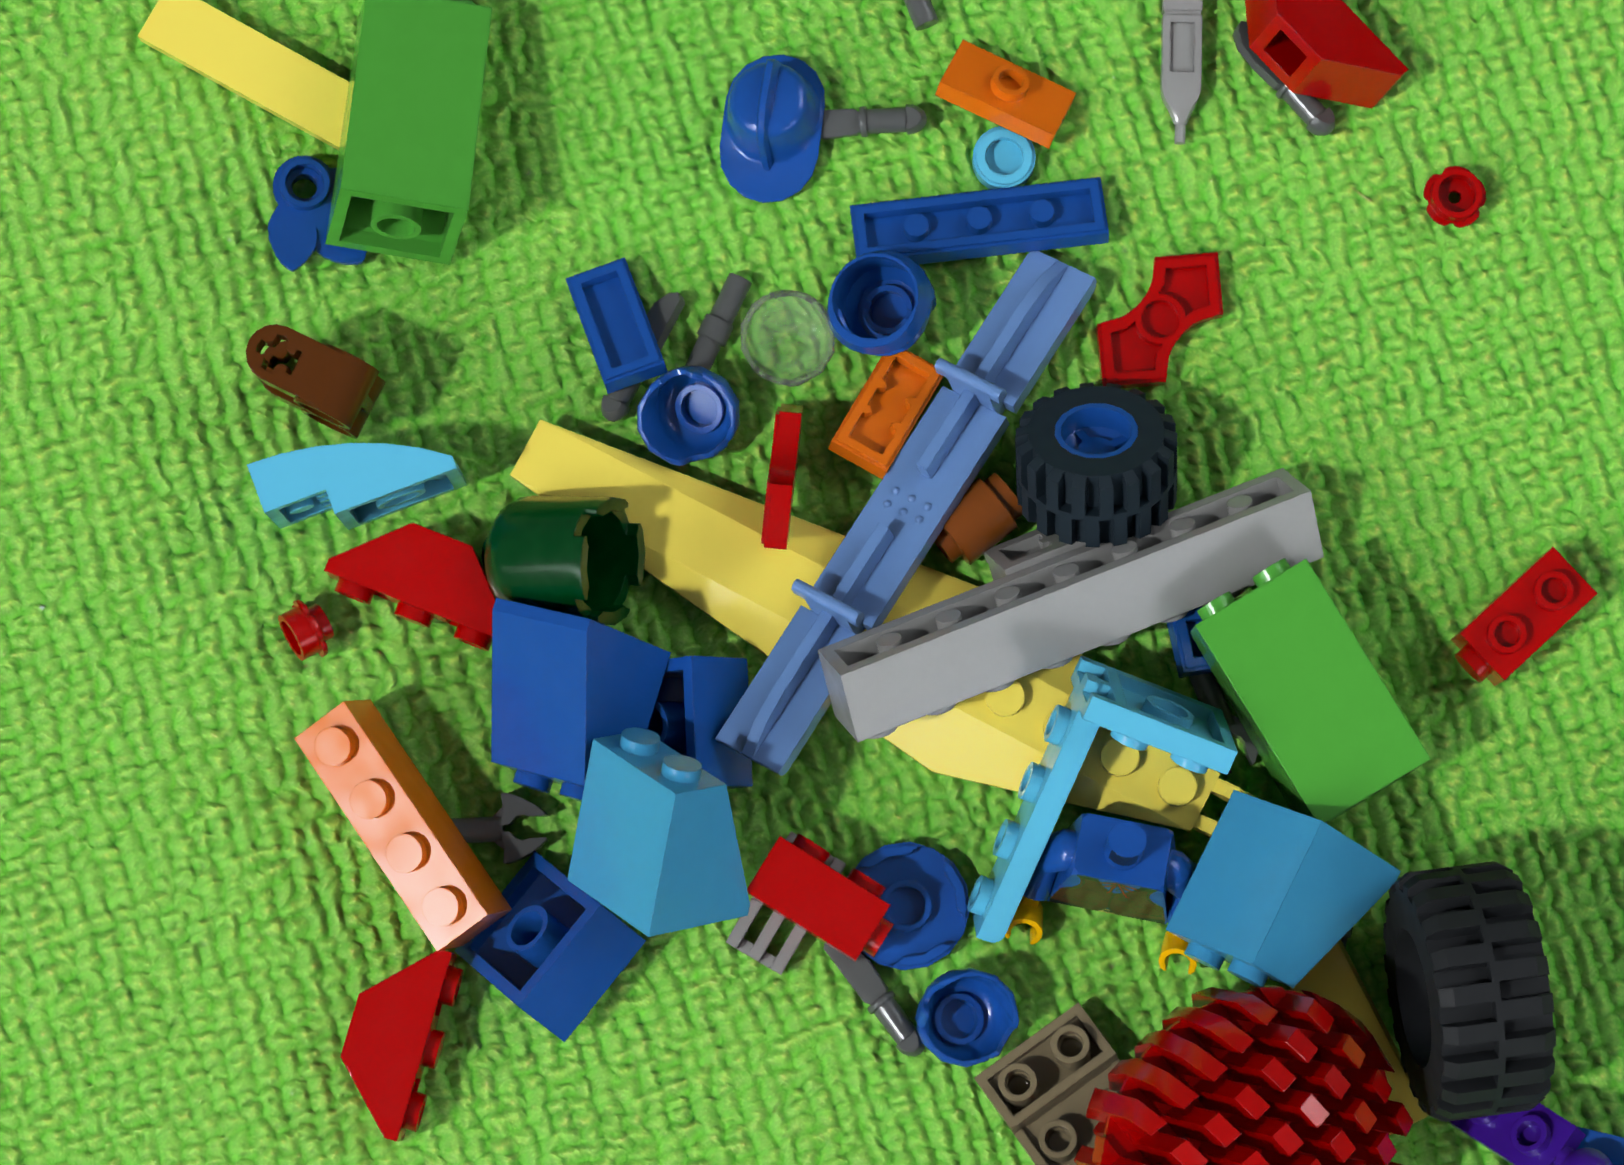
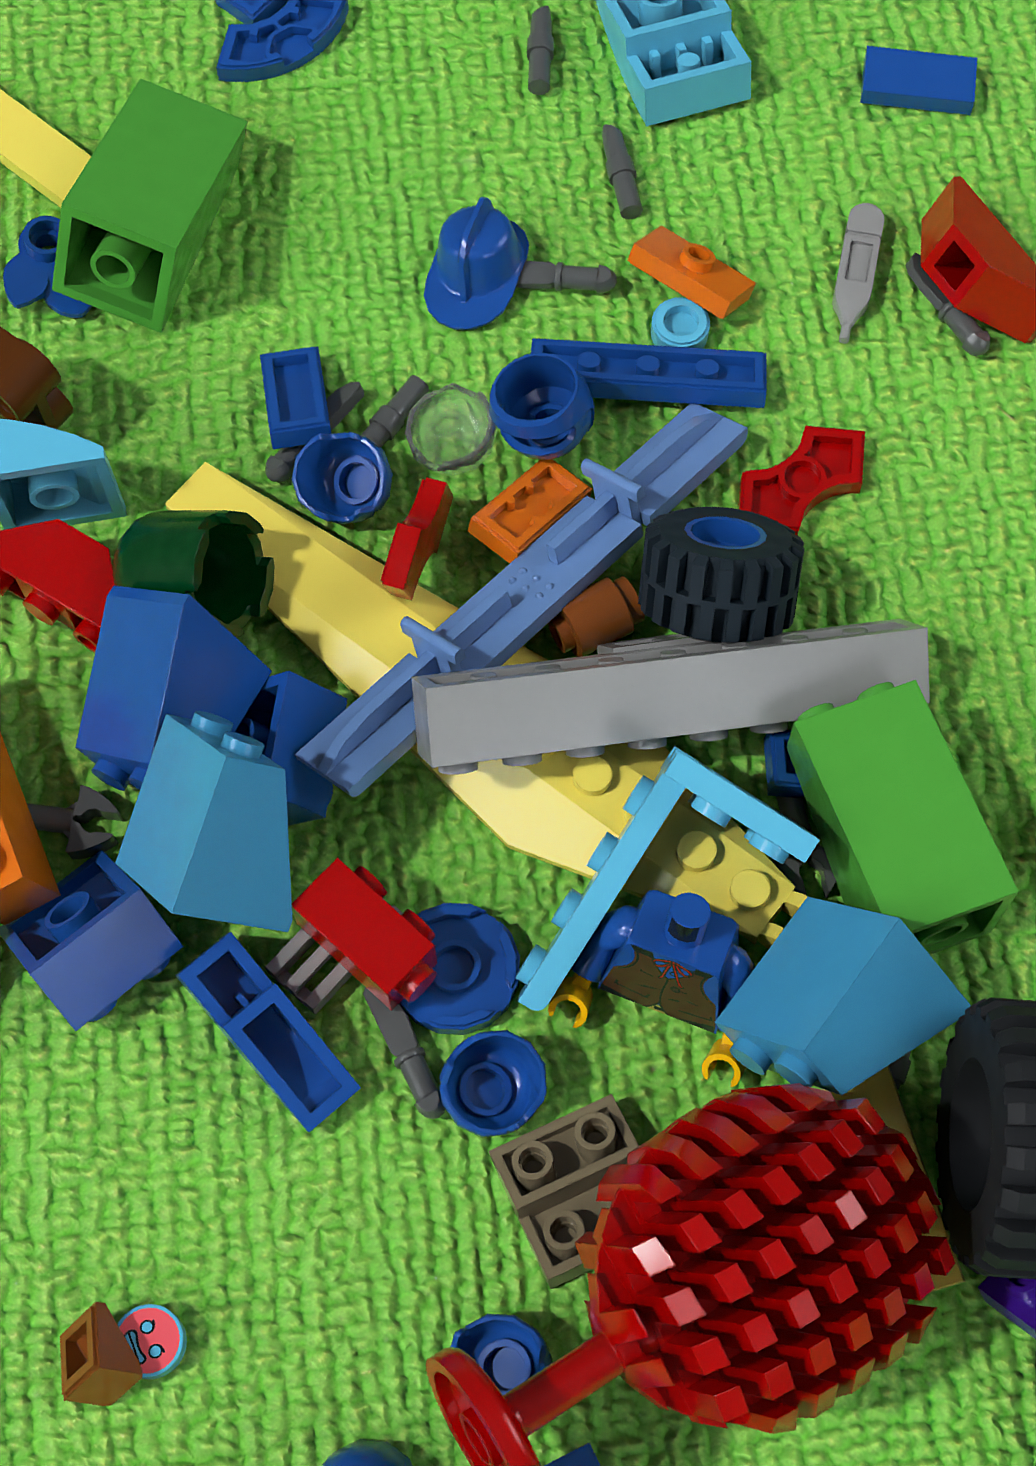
camera: 10 degrees right, 15 degrees down
(742, 1004) = (268, 1031): none -> blue slope

